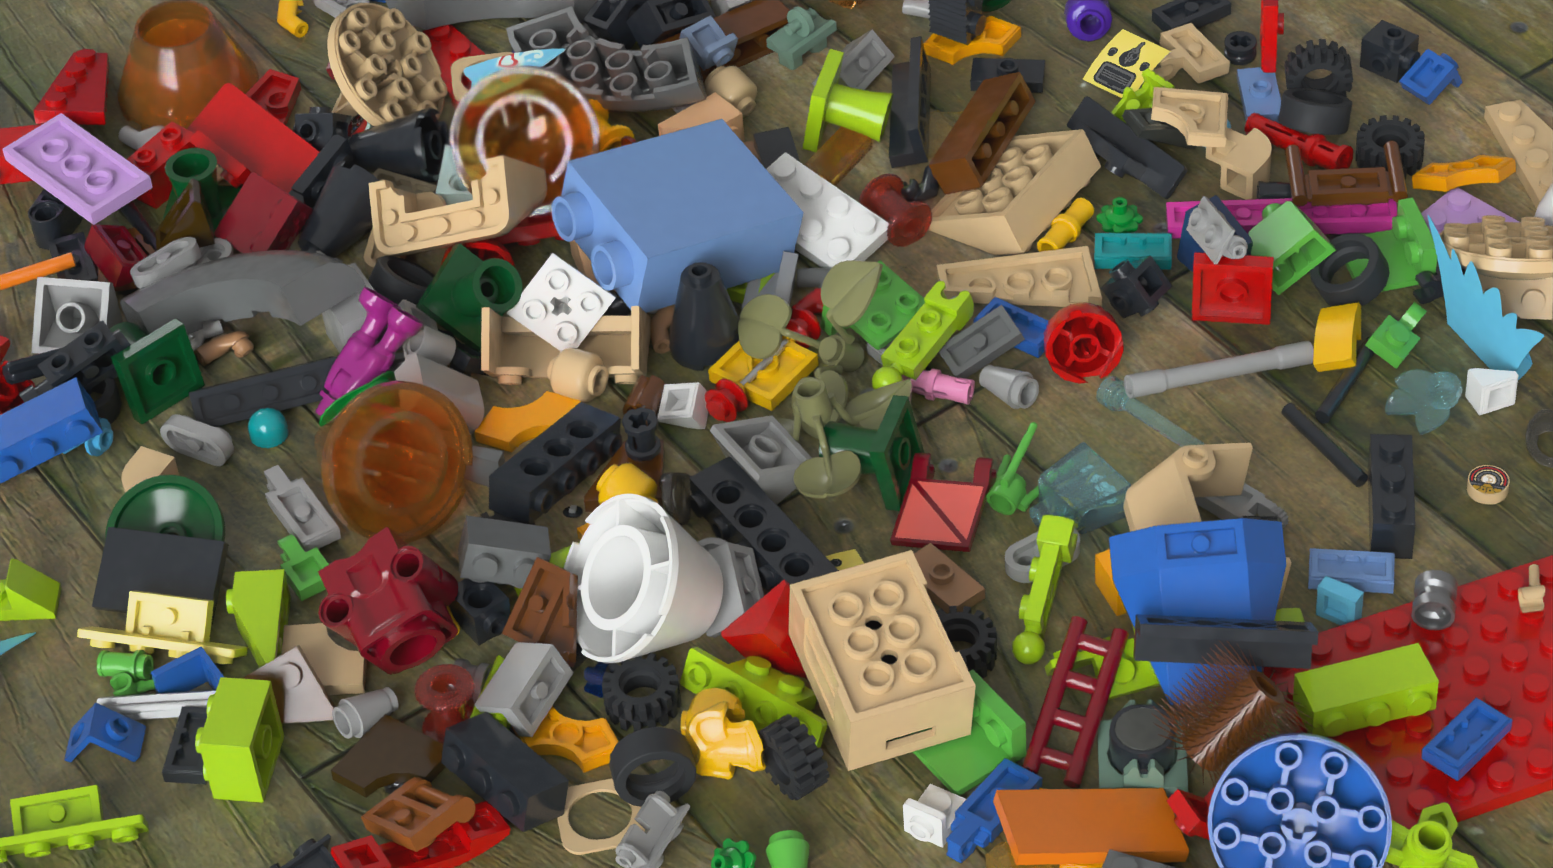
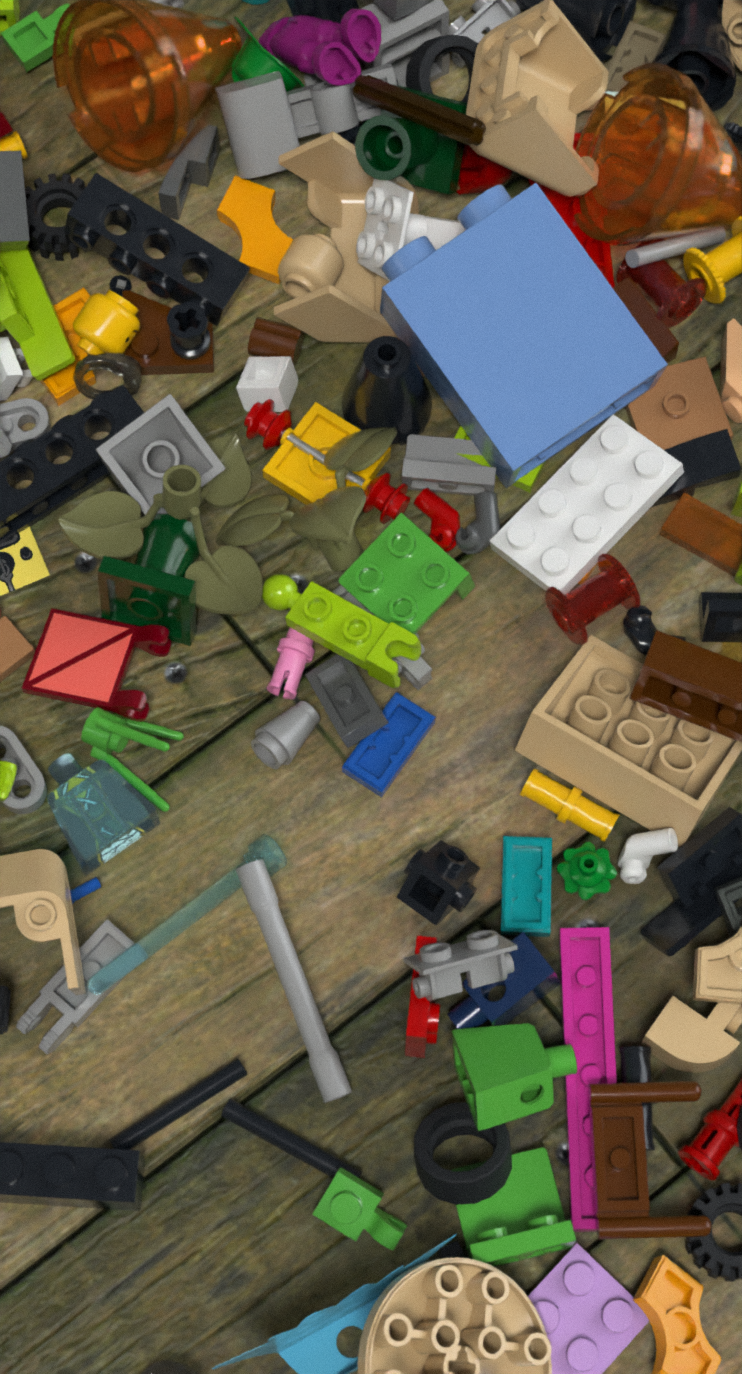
camera: 85 degrees right, 25 degrees up
(465, 261) = (419, 110): none -> dark brown axle
(1028, 279) = (474, 765): tan wing -> none
(1083, 342) = (346, 813): red cylinder -> none
(1100, 182) = (640, 850): none -> white arm
(1336, 337) = (358, 1129): yellow slope -> none
(1421, 396) = (250, 1229): clear light blue plate -> none
(1488, 484) = (96, 1305): tile -> none
(1491, 389) = (253, 1320): white slope -> none

